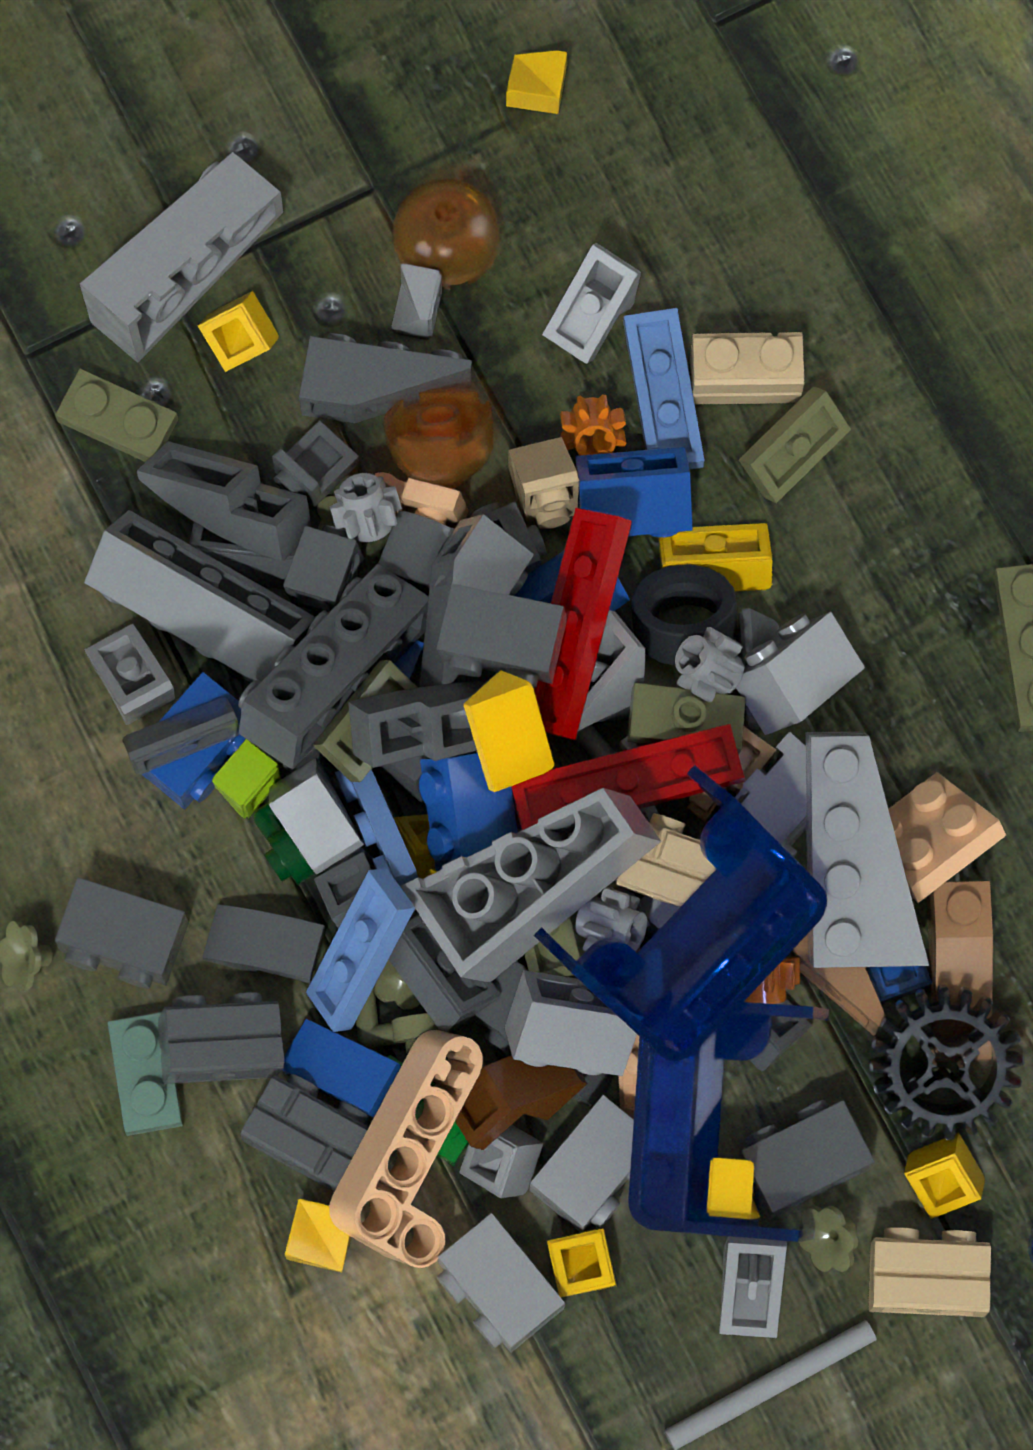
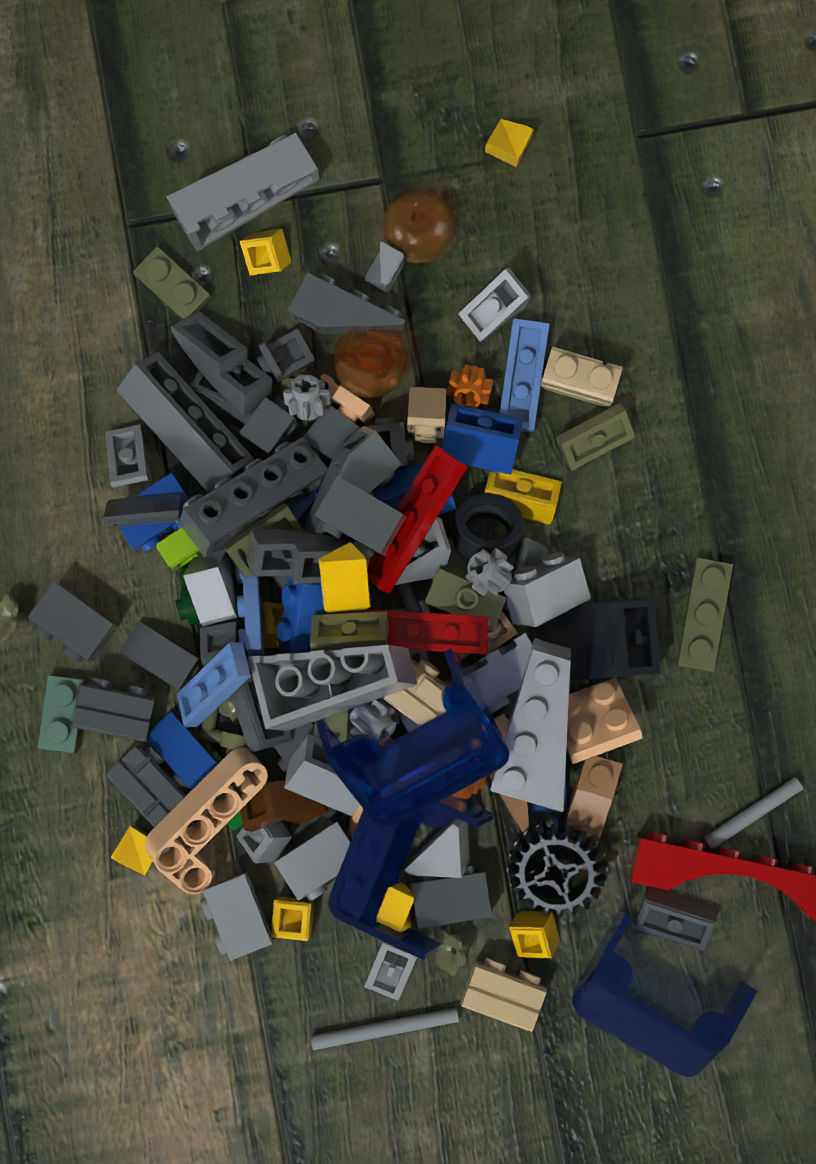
camera: 20 degrees right, 10 degrees up
(528, 801) = (348, 630): none -> olive plate
(776, 1090) = (444, 853): none -> light grey slope
(917, 711) = (608, 639): none -> black slope

